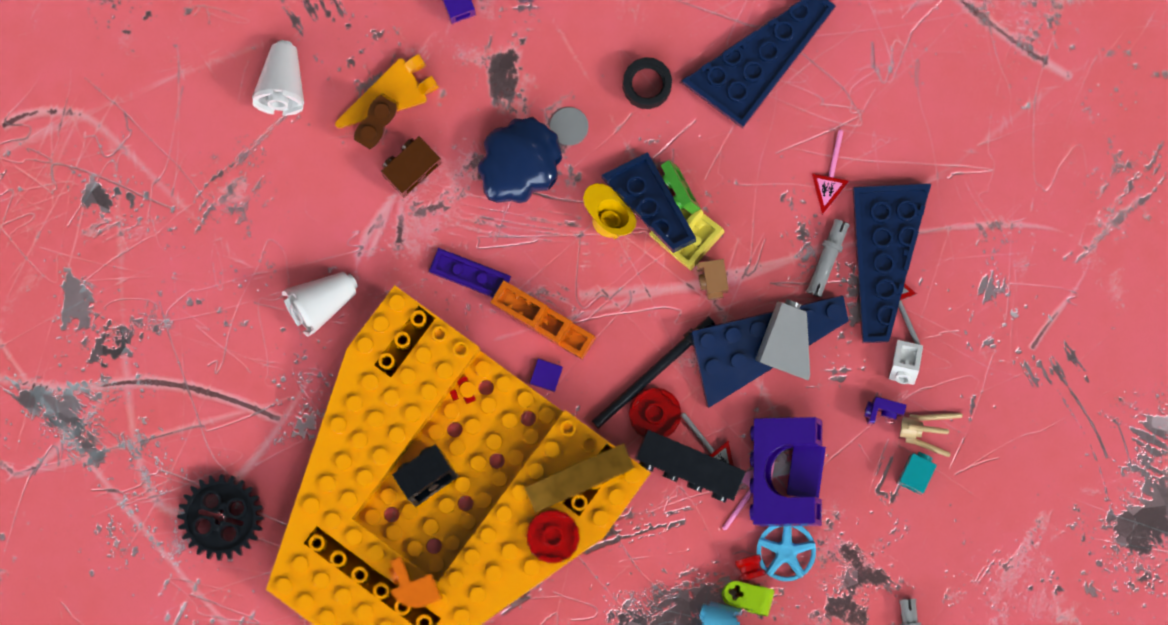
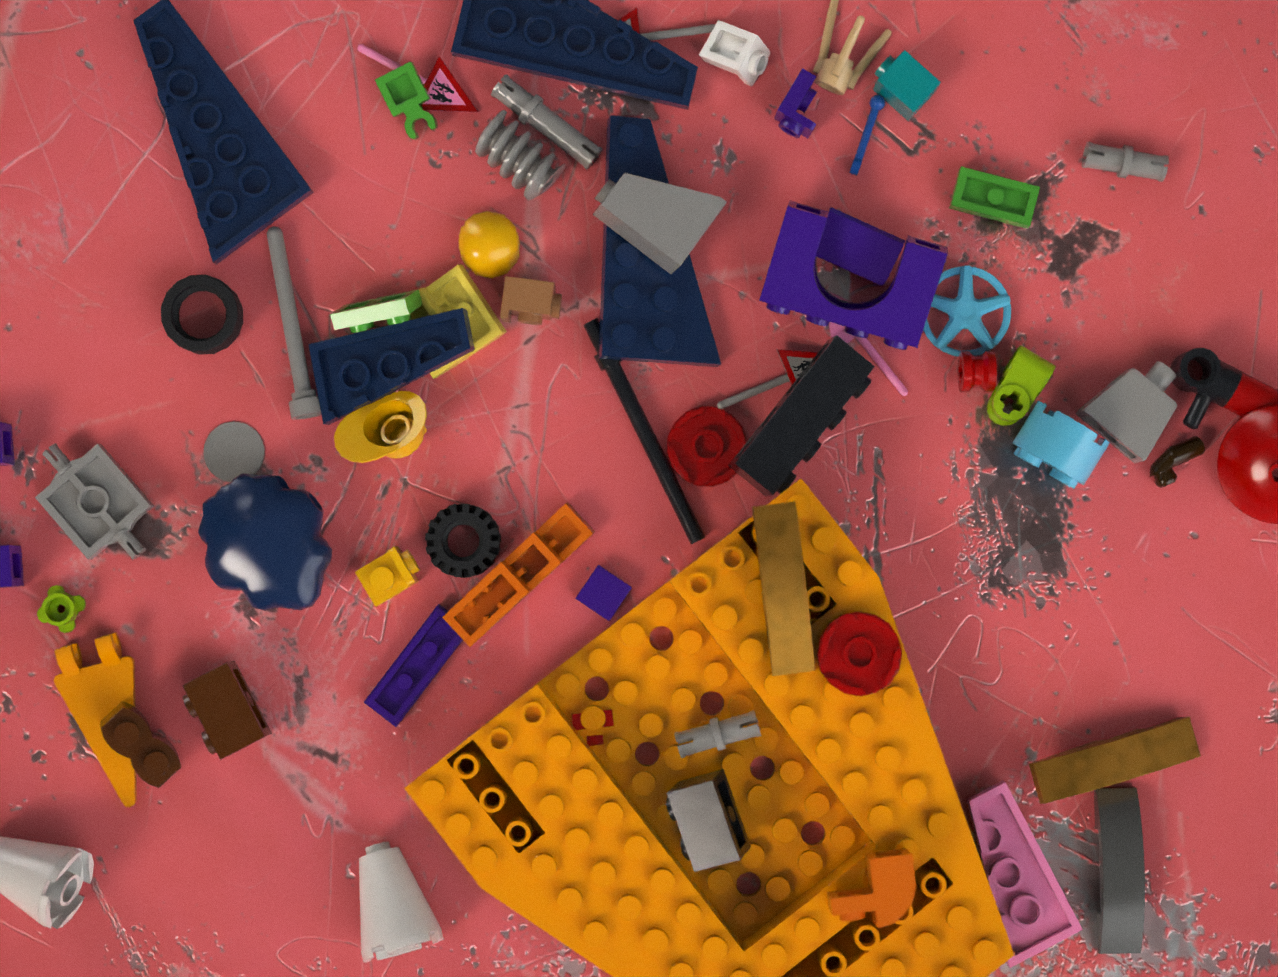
camera: 75 degrees left, 5 degrees up
(449, 45) = (49, 610): none -> lime plate
(479, 467) = (717, 734): none -> light grey pin
(514, 51) = (94, 501): none -> light grey plate
(520, 241) = (388, 575): none -> yellow bracket
(554, 264) = (438, 535): none -> black tyre
(612, 159) = (304, 399): none -> light grey piece
(741, 244) = (489, 244): none -> yellow hair
(799, 246) = (517, 157): none -> light grey piece
(818, 166) = (405, 94): none -> bright green plate
(863, 549) = (994, 197): none -> bright green plate
(901, 460) = (876, 103): none -> blue hinge

